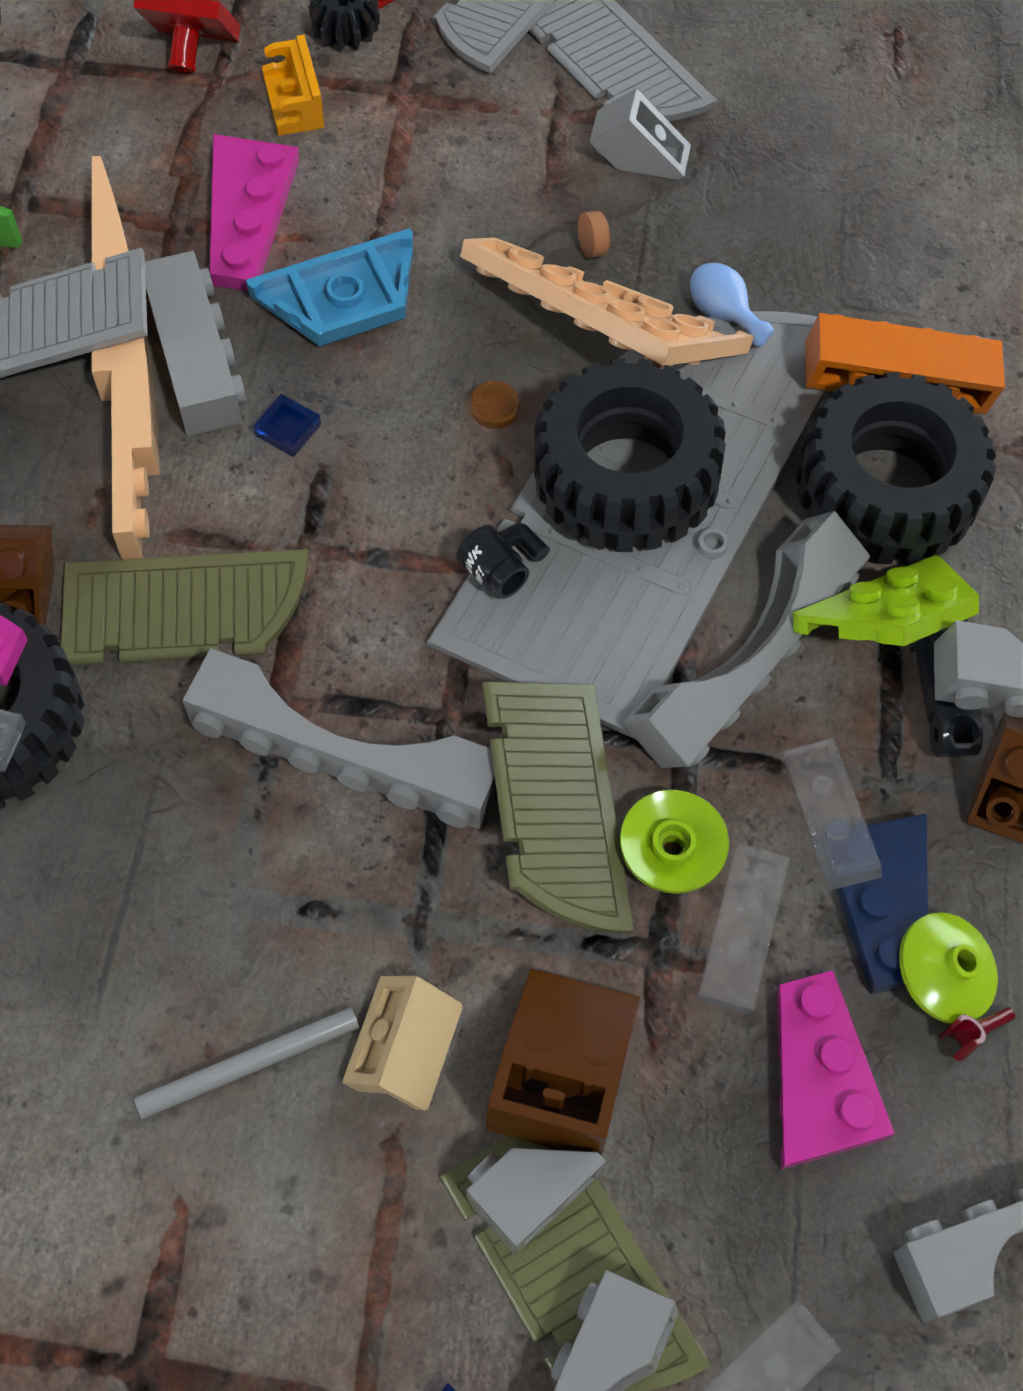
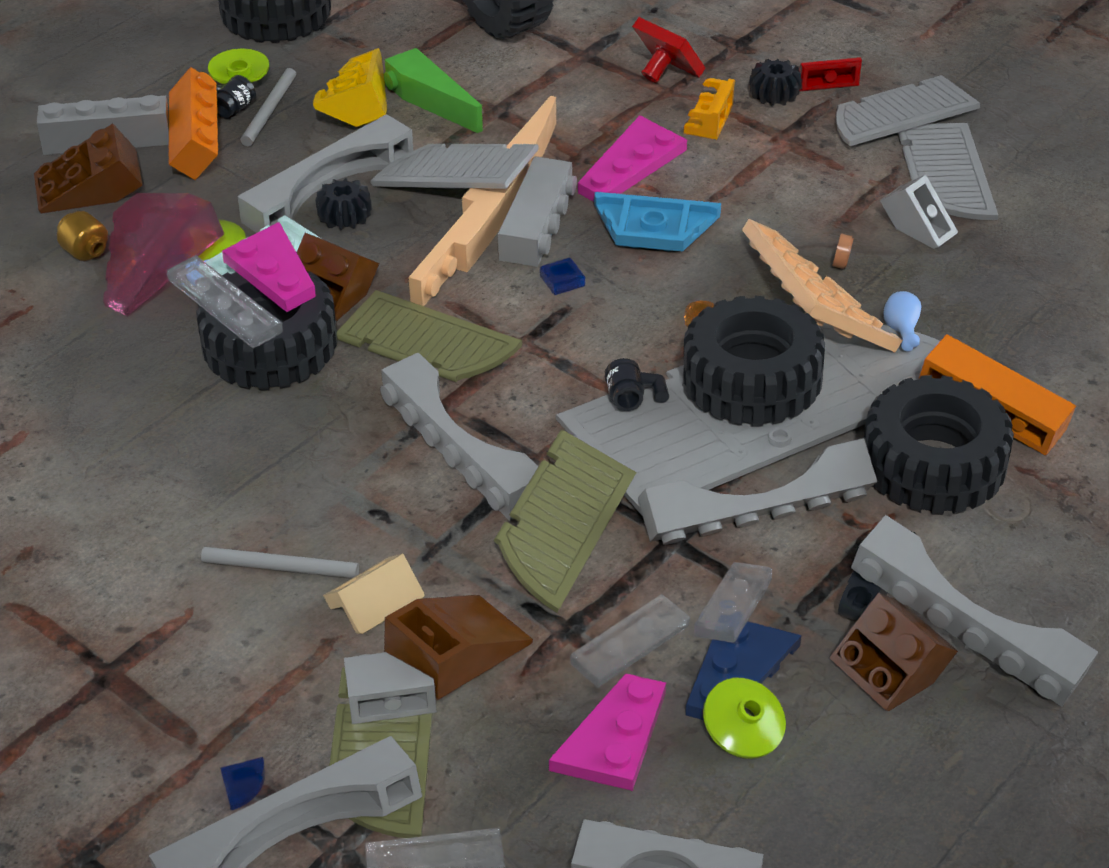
camera: 35 degrees right, 20 degrees down
(678, 819) = (619, 571): lime dish -> none
(897, 606) = (852, 504): lime wing -> none
(973, 1032) = (726, 754): dark red hand -> none

